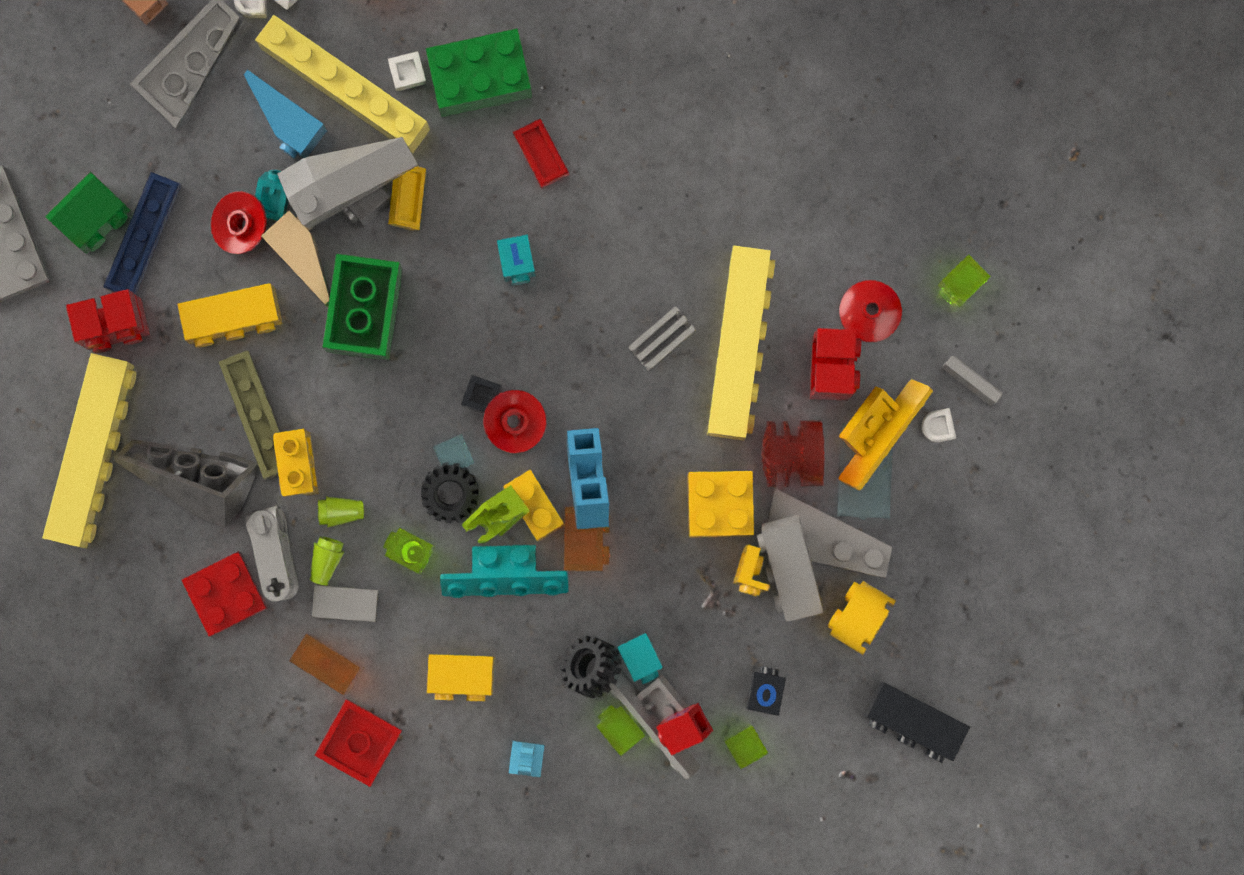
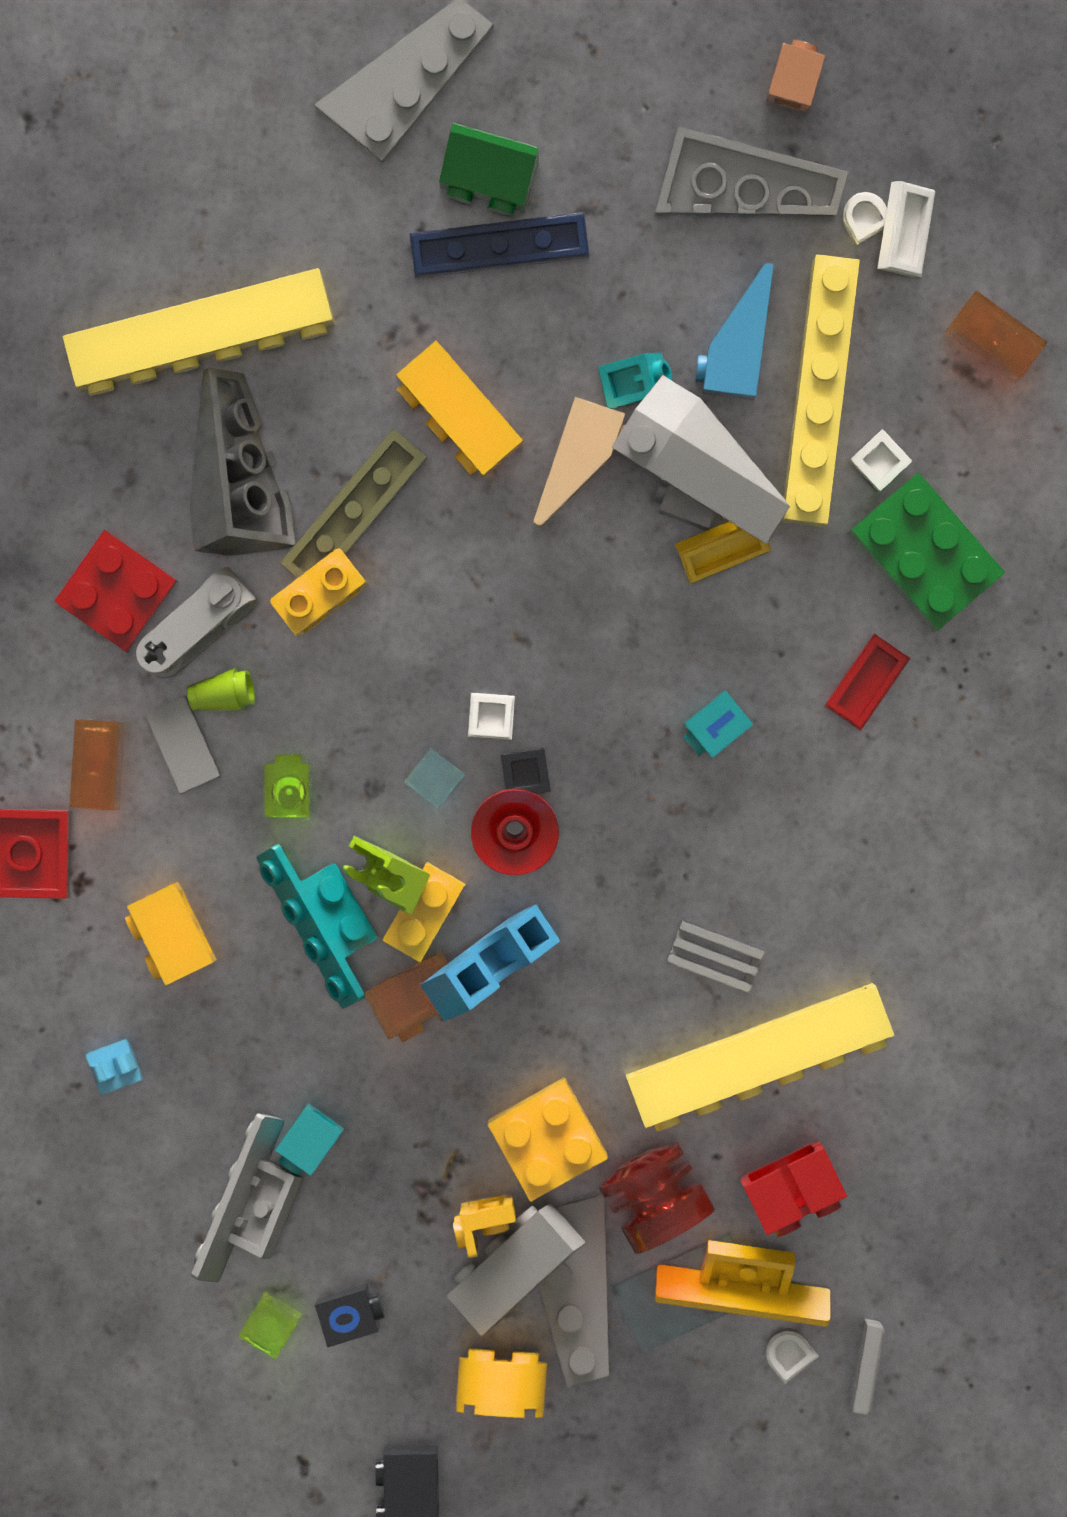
camera: 60 degrees right, 5 degrees up
(117, 322) = (375, 274): red piece -> none
(228, 221) = (566, 345): red dish -> none
(337, 511) = (290, 676): lime cone -> none
(362, 307) = (554, 569): green brick -> none
(434, 398) = (491, 716): none -> white tile
(449, 511) = (363, 814): black tyre -> none
(603, 671) = (267, 1107): black tyre -> none
(619, 729) = (209, 1161): clear neon green brick -> none
(684, 729) = (249, 1242): red brick -> none
(871, 327) = (884, 1172): red dish -> none
(963, 281) = (984, 1291): clear neon green brick -> none

